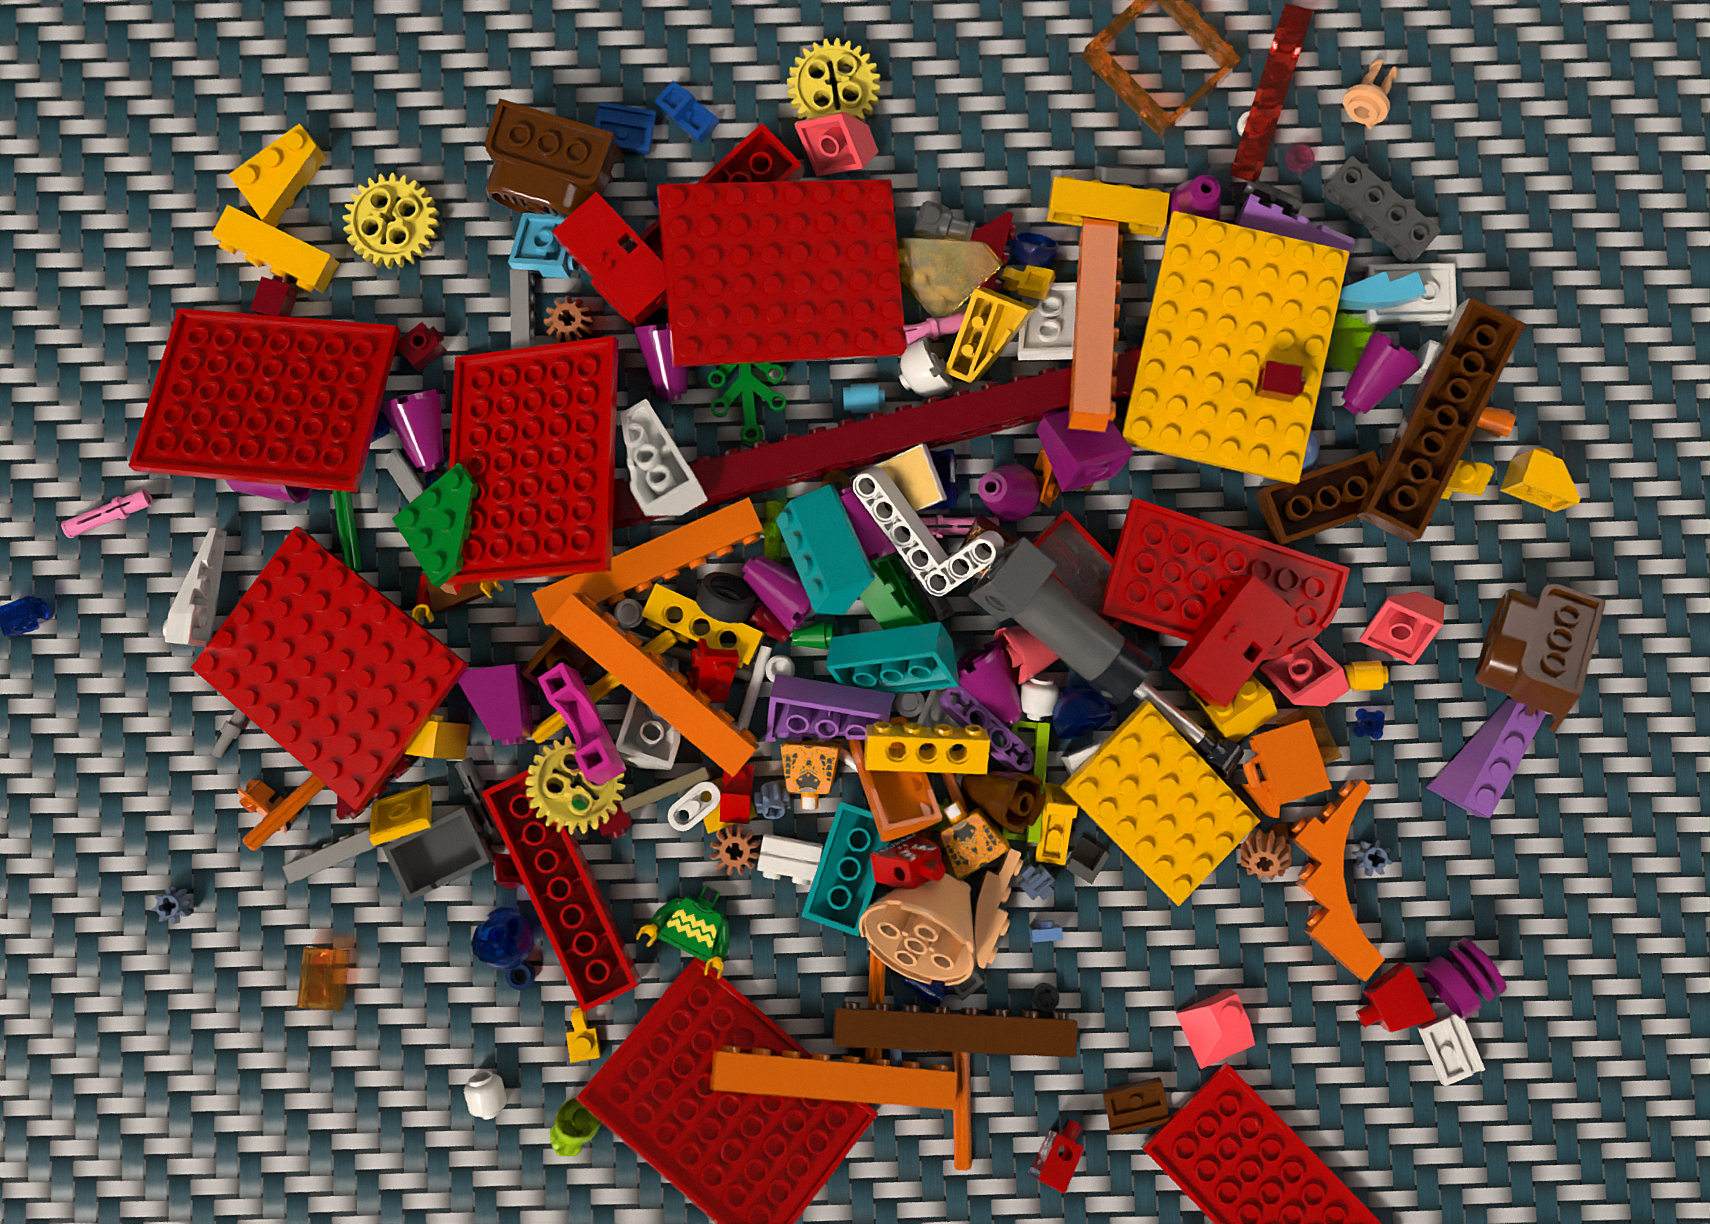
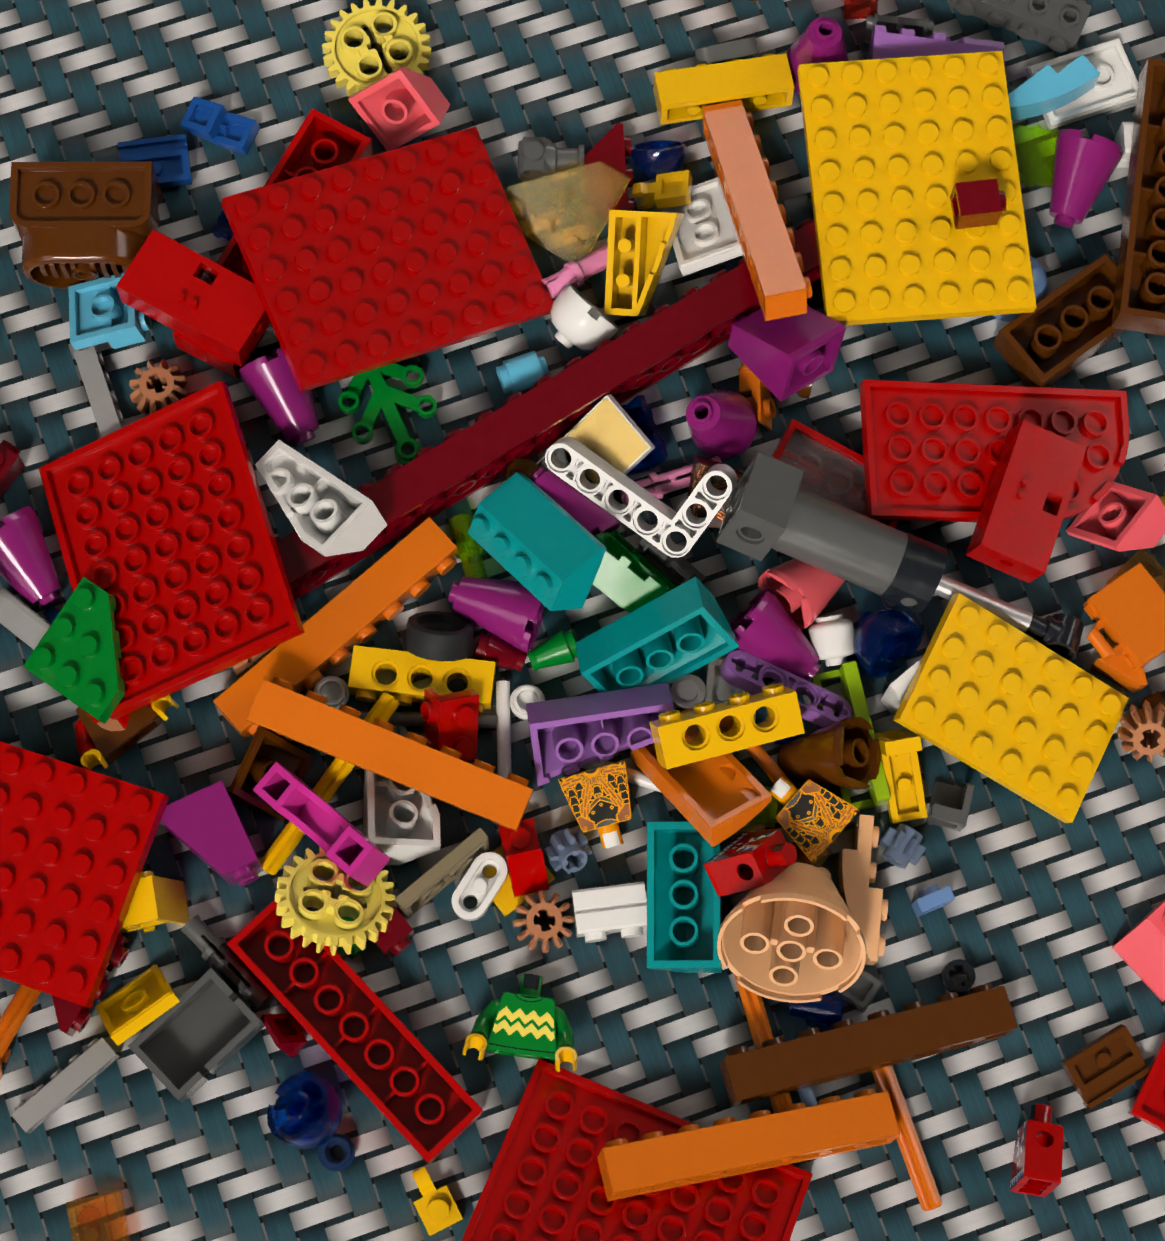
camera: 25 degrees left, 10 degrees down
(1244, 713) = (1064, 585): yellow slope -> none

